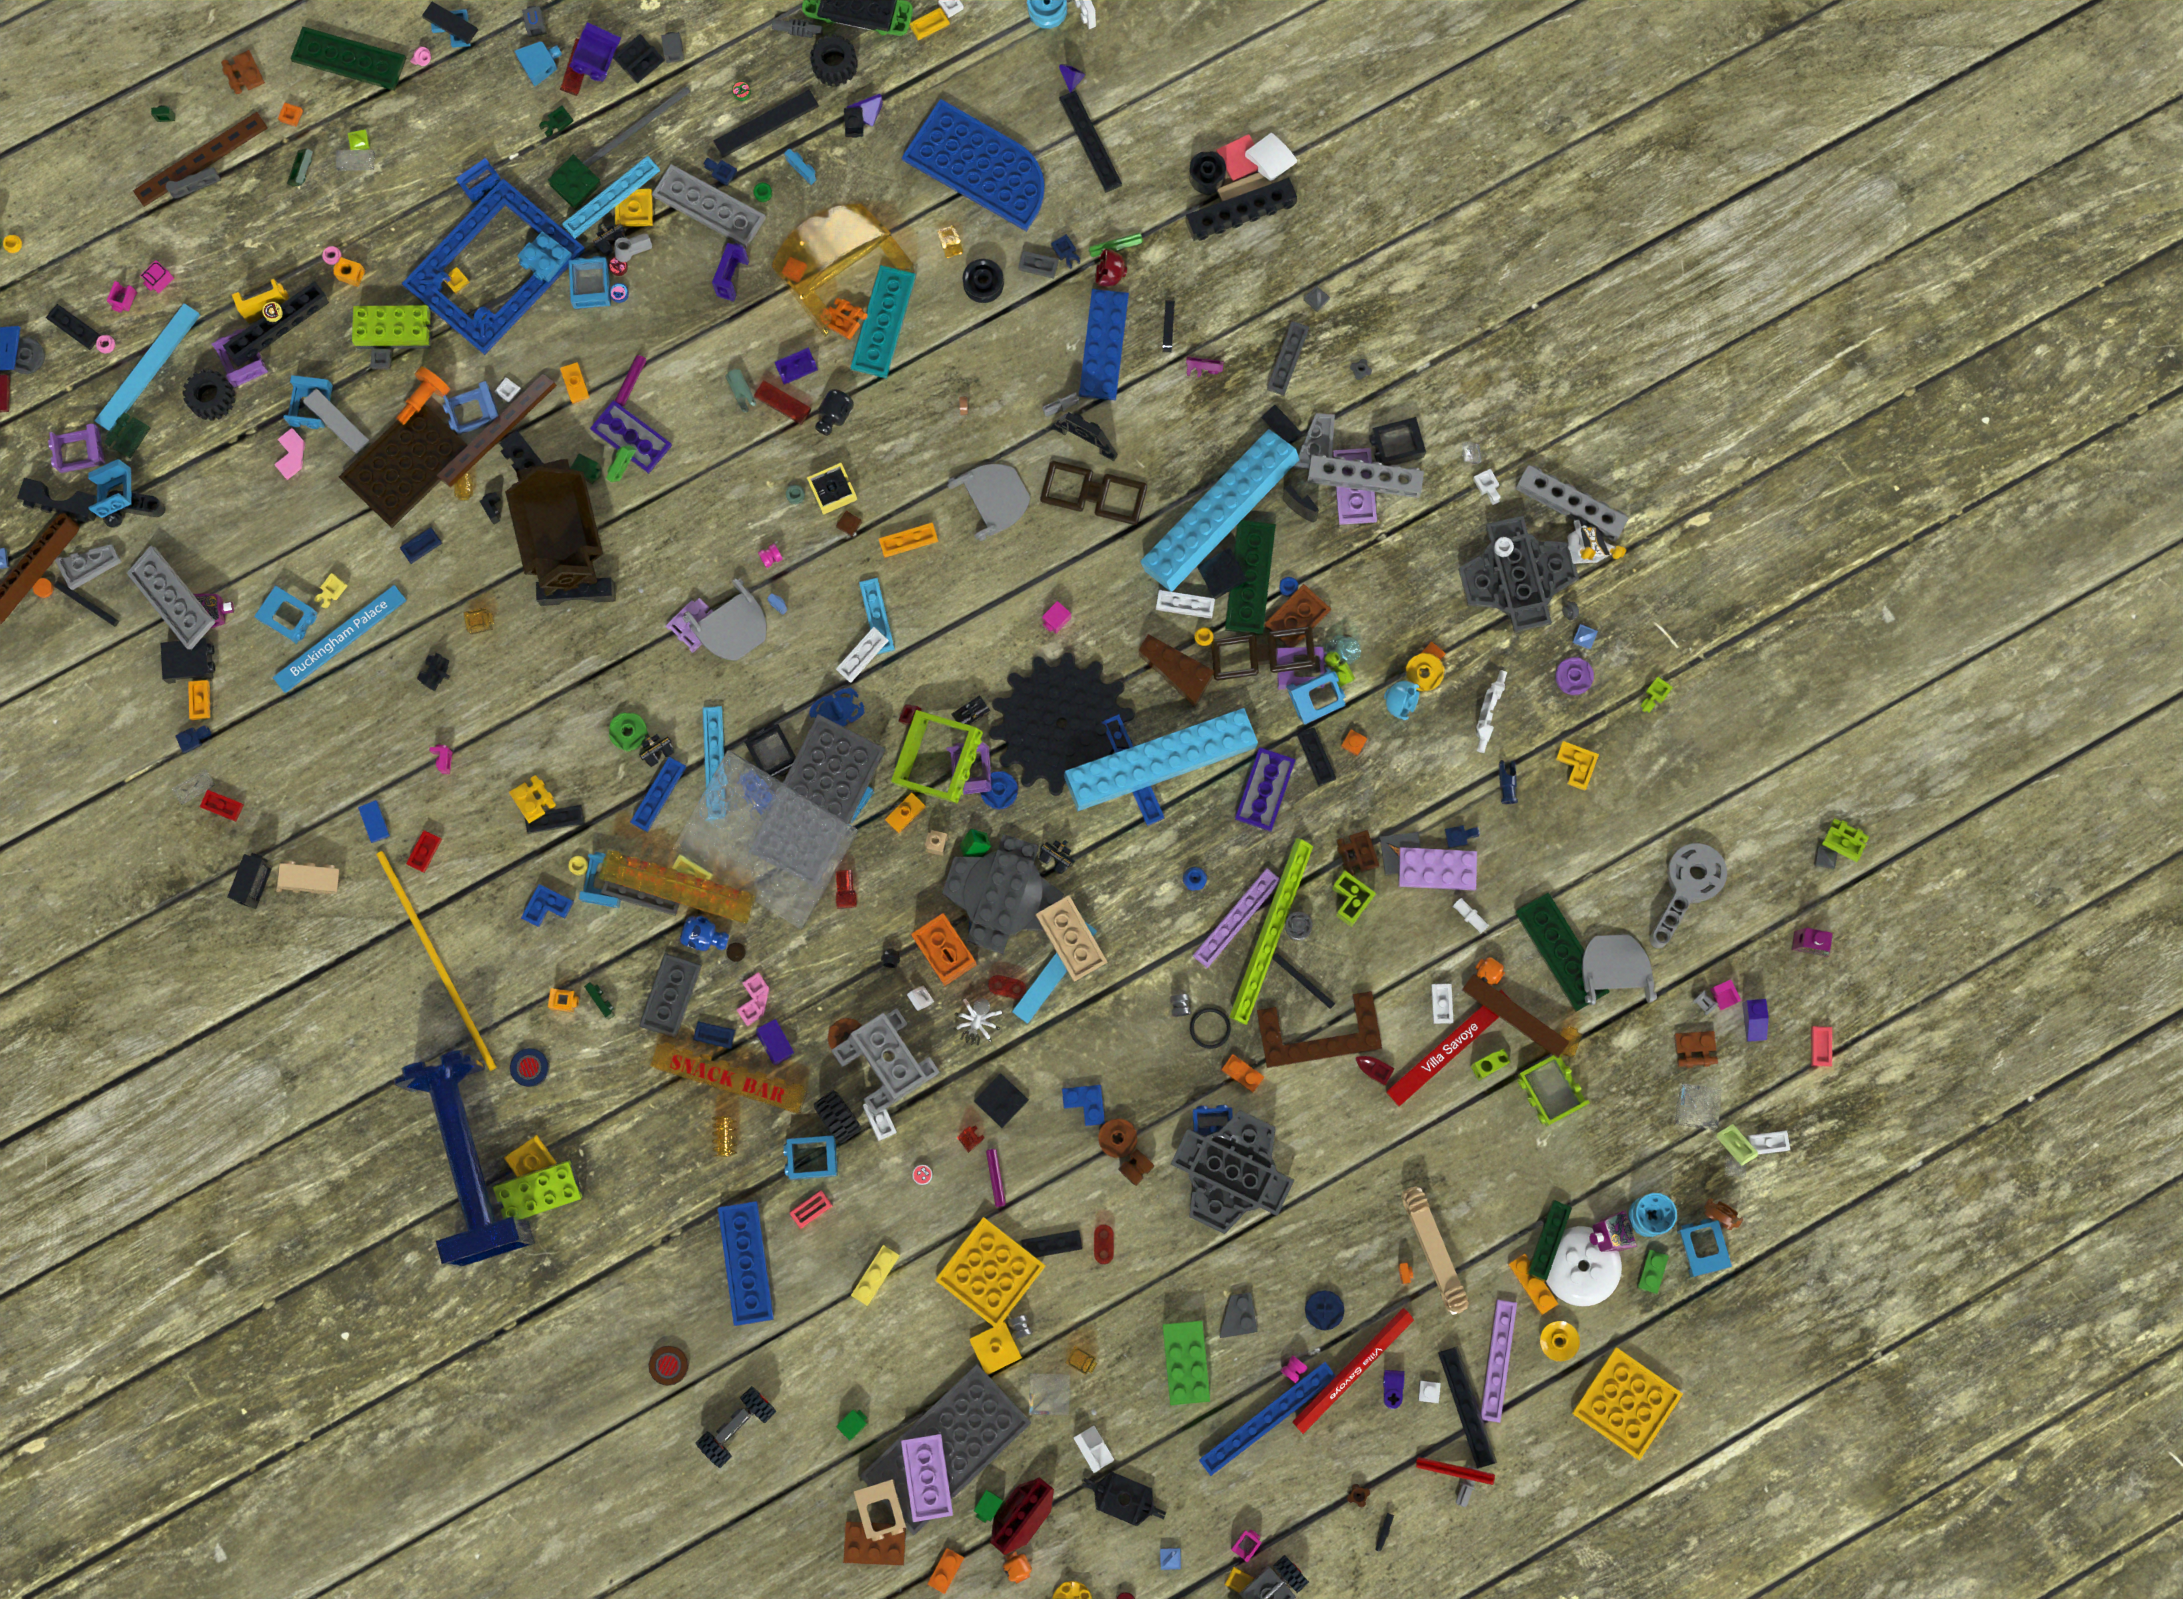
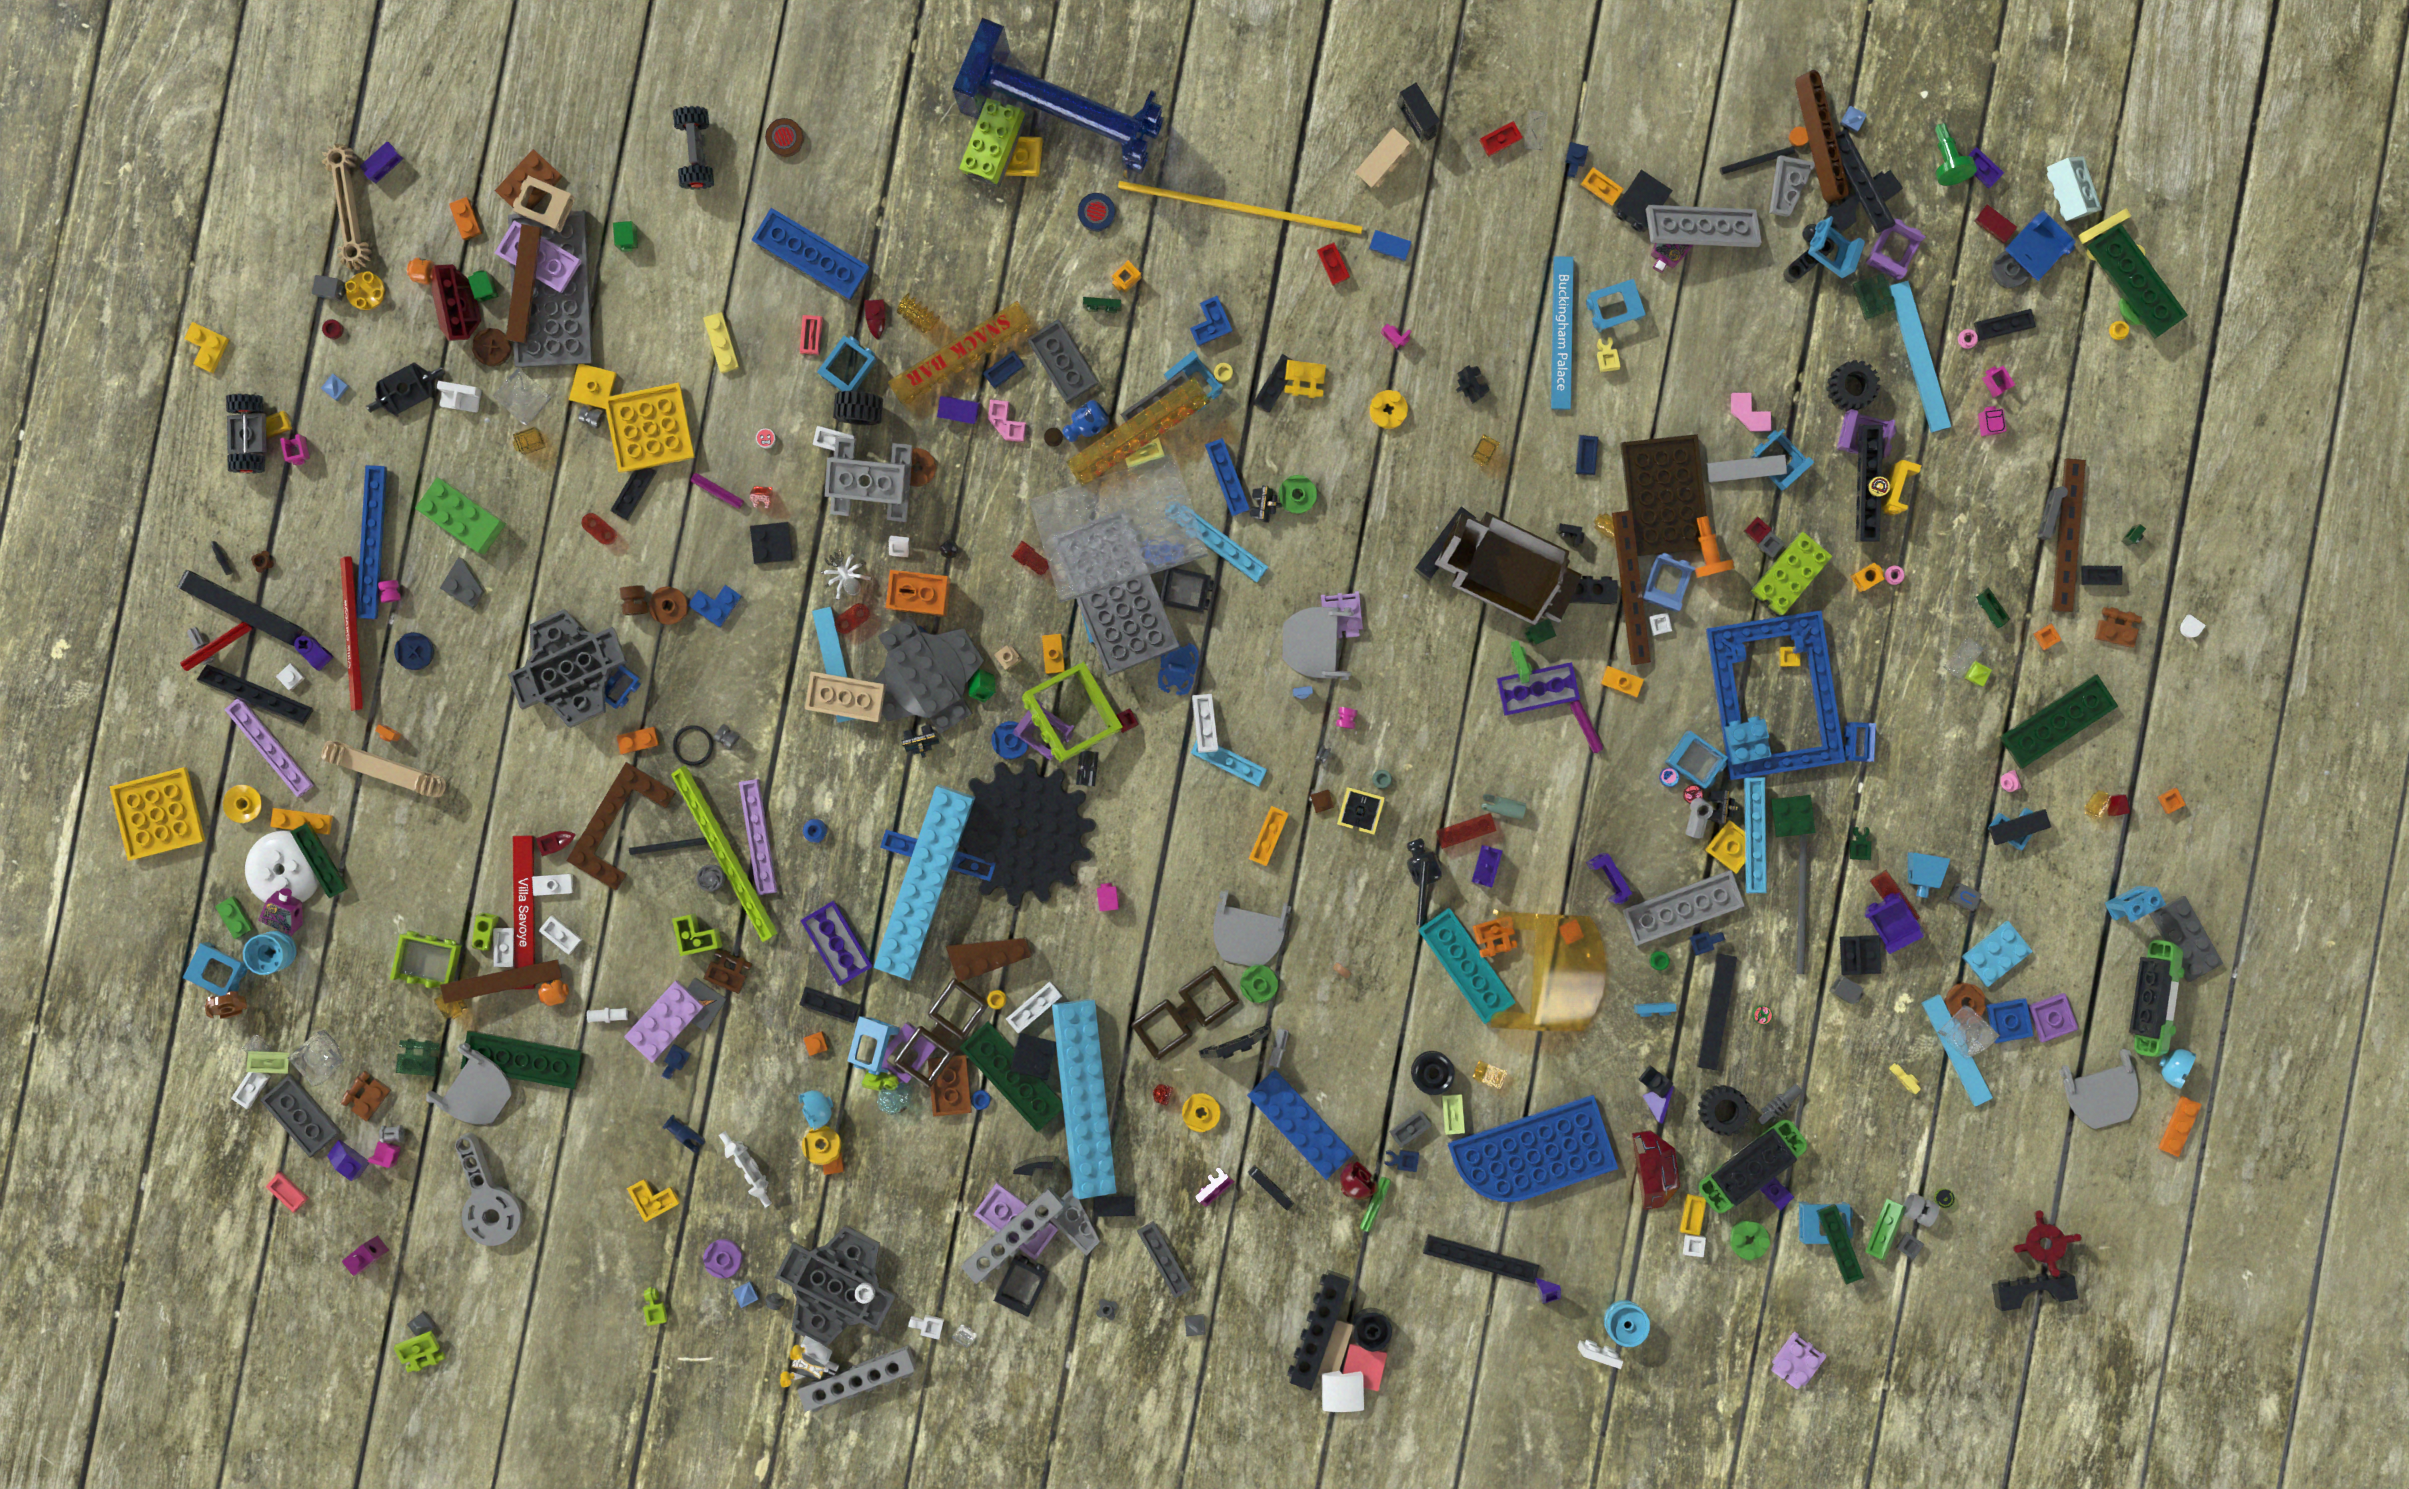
camera: 125 degrees right, 10 degrees up
(43, 507) = (1863, 184): none -> black tile
(200, 23) = (2191, 627): none -> white tile
(212, 112) = (2101, 575): none -> black plate
(377, 377) = (1757, 530): none -> dark red plate
(501, 708) = (1393, 399): none -> yellow plate
(754, 1171) = (875, 316): none -> dark red plate
(812, 550) = (1323, 754): none -> dark grey bush
(853, 393) = (1422, 891): none -> black bar
(918, 74) = (1655, 1169): none -> dark red wedge
(957, 1468) = (523, 283): none -> reddish brown tile
(1001, 243) = (1453, 1114): none -> yellowish green plate
(1025, 457) = (1259, 983): none -> bright green tile
(1031, 1458) = (491, 347): none -> reddish brown tile
(1151, 429) = (1191, 1117): none -> yellow plate
(1168, 460) = (1162, 1094): none -> clear red plate
(1409, 1043) = (552, 884): none -> white plate
(1409, 1480) = (240, 607): none -> black beam
(1489, 1039) = (503, 947): none -> white plate
(1635, 1028) = (417, 1064): none -> clear green plate
(1755, 1086) = (300, 1115): none -> dark grey tile

